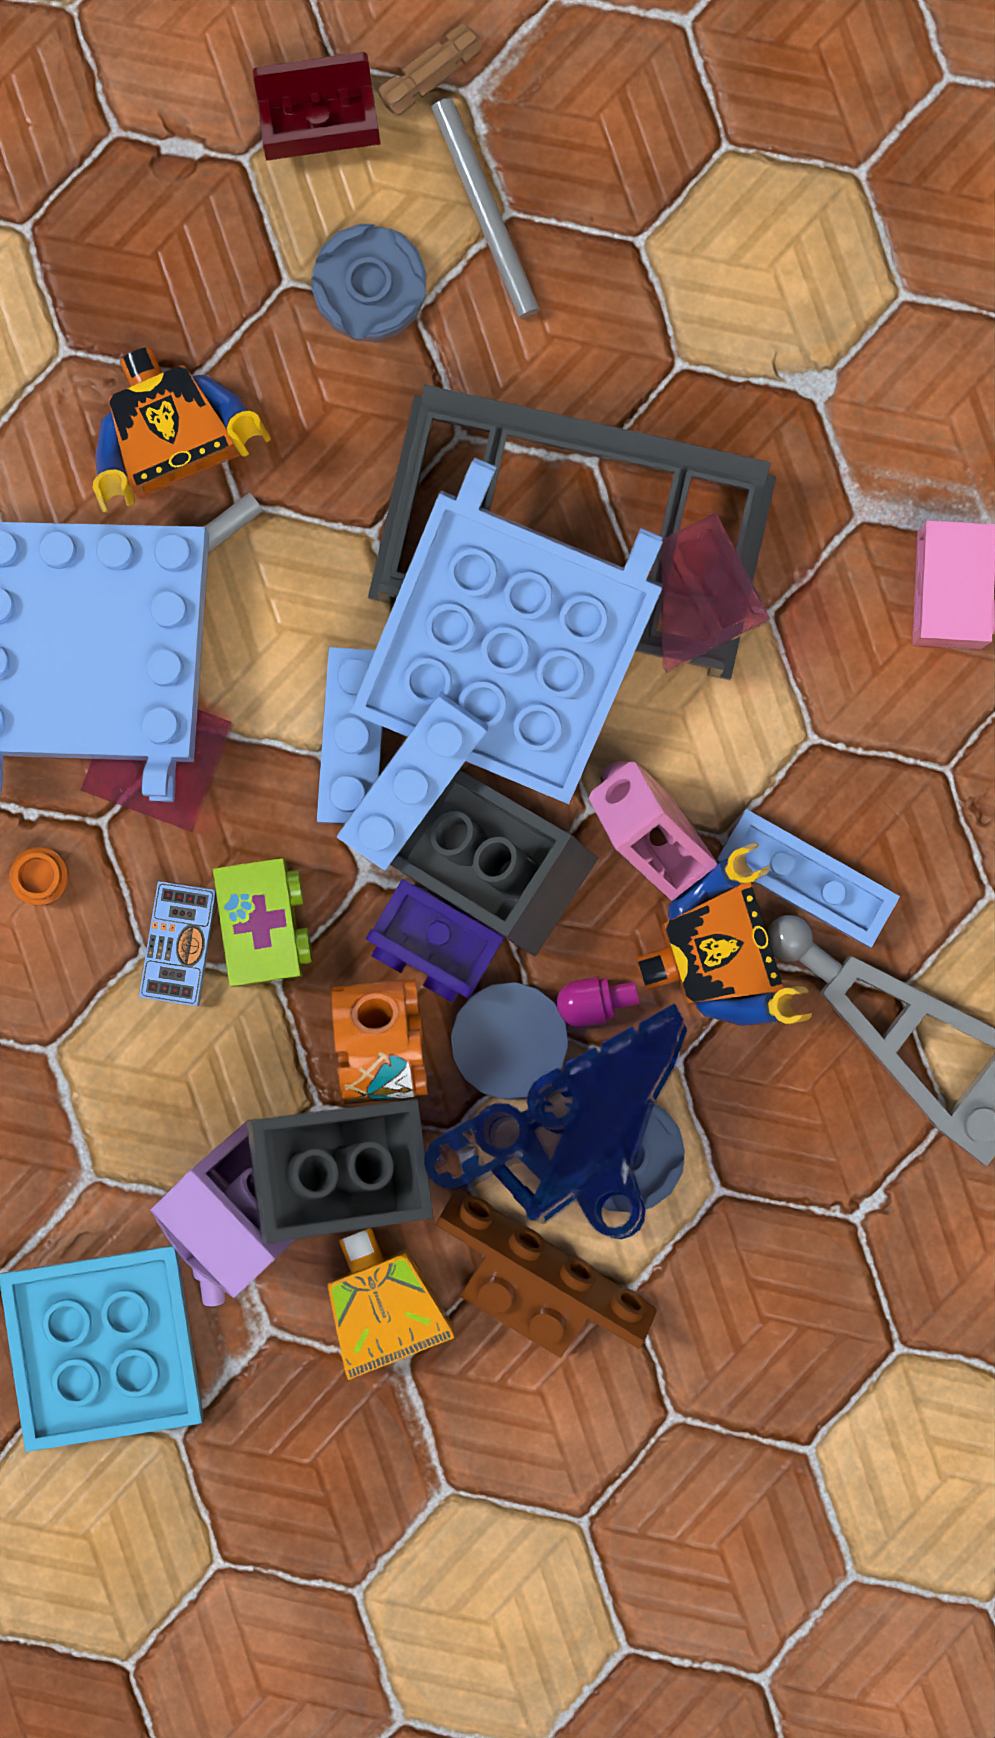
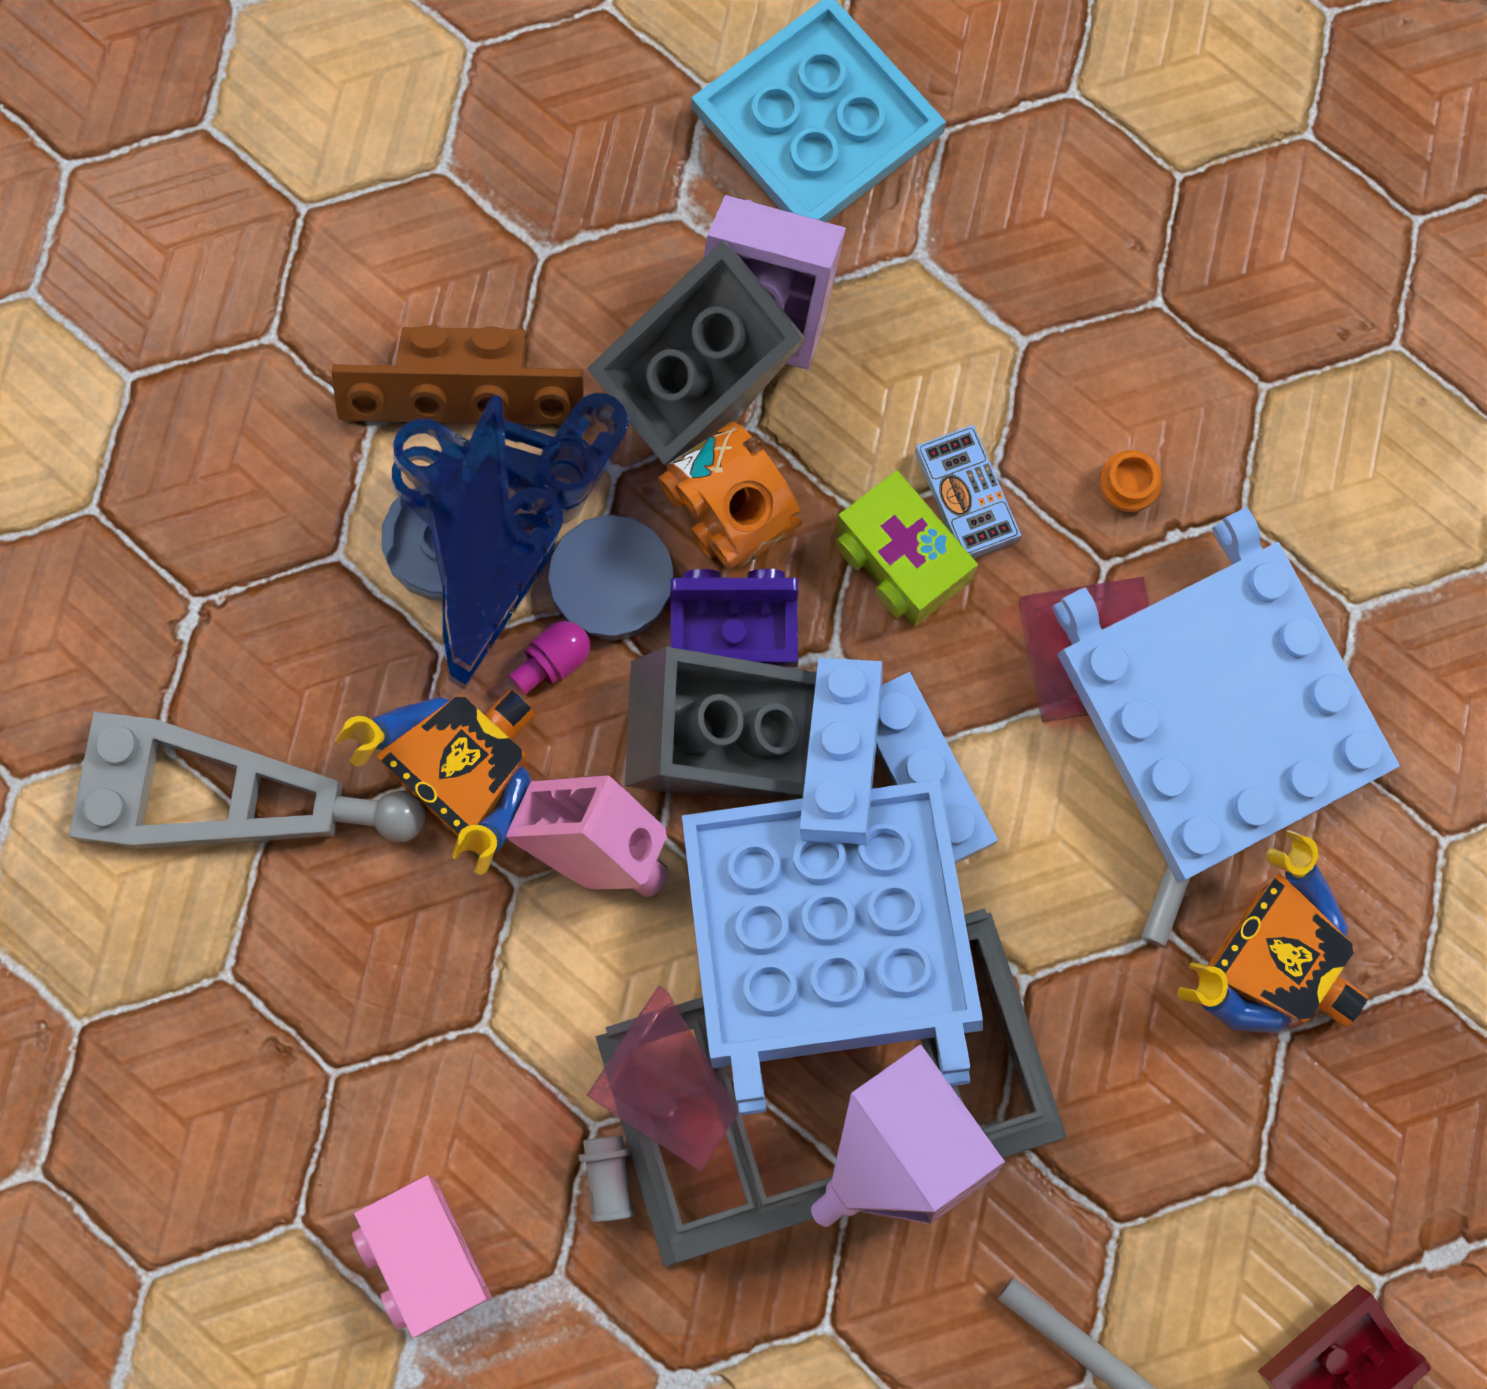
camera: 145 degrees right, 10 degrees down
(369, 282) = (1180, 1225): sand blue tile -> none
(383, 1307) = (583, 278): light orange torso -> none
(555, 431) = (907, 1148): none -> lavender piece
(782, 564) = (607, 1178): none -> light grey pin
(812, 879) = (409, 884): light blue plate -> none

